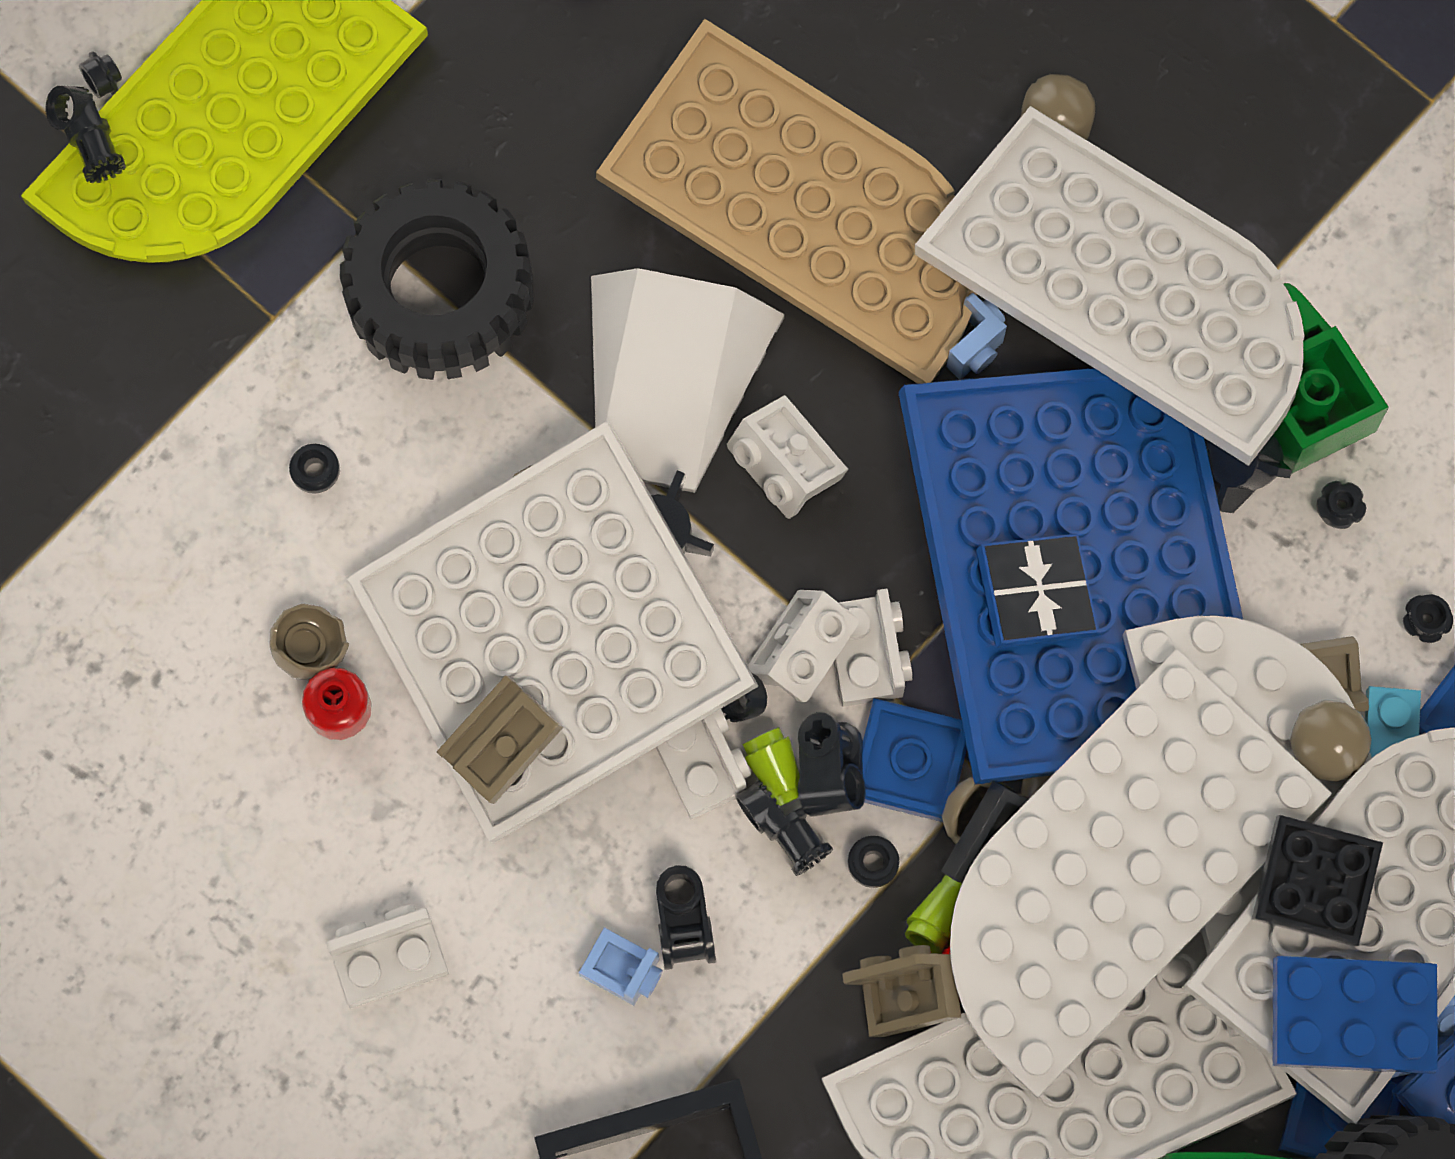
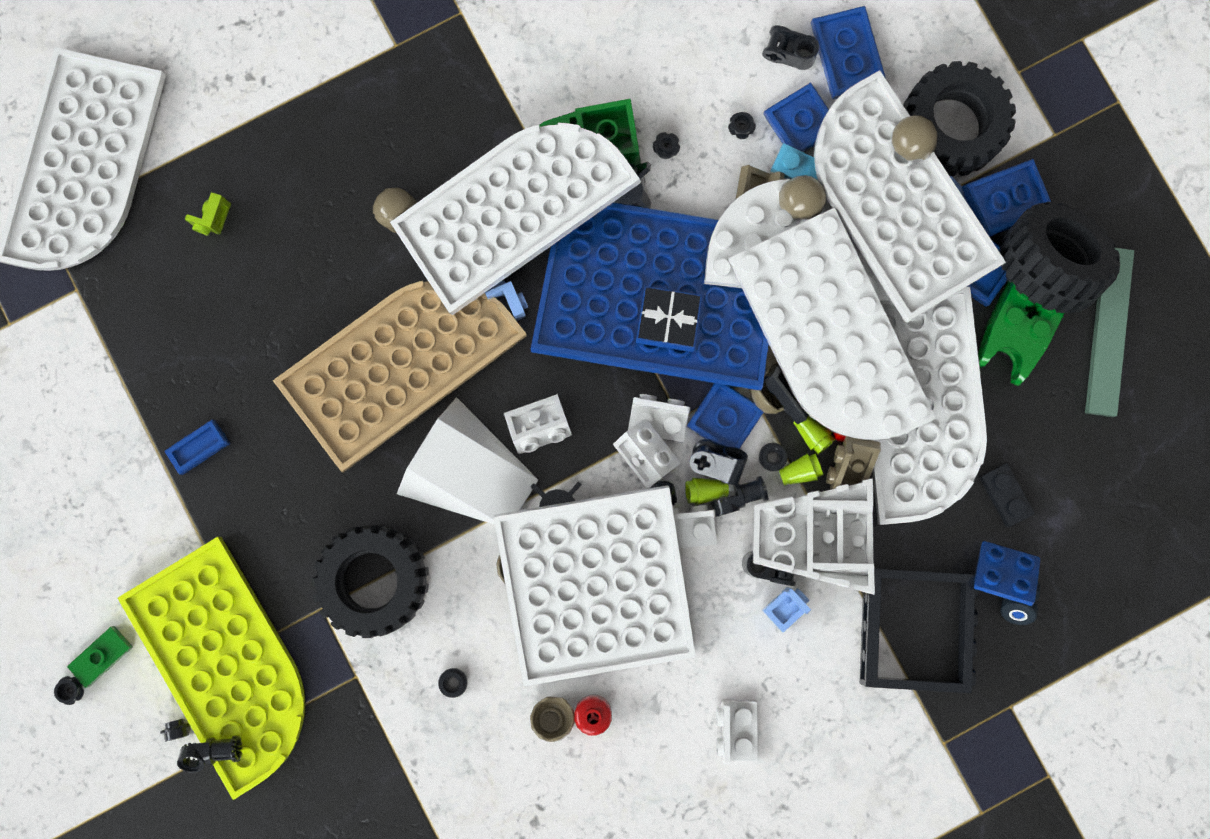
camera: 70 degrees left, 10 degrees up
(499, 739) = (647, 634): dark tan plate -> none
(766, 974) = (820, 536): none -> white wedge
(867, 916) = (801, 470): none -> lime cone
(1317, 880) = (879, 232): black tile -> none
(1355, 1014) = (953, 241): blue plate -> none

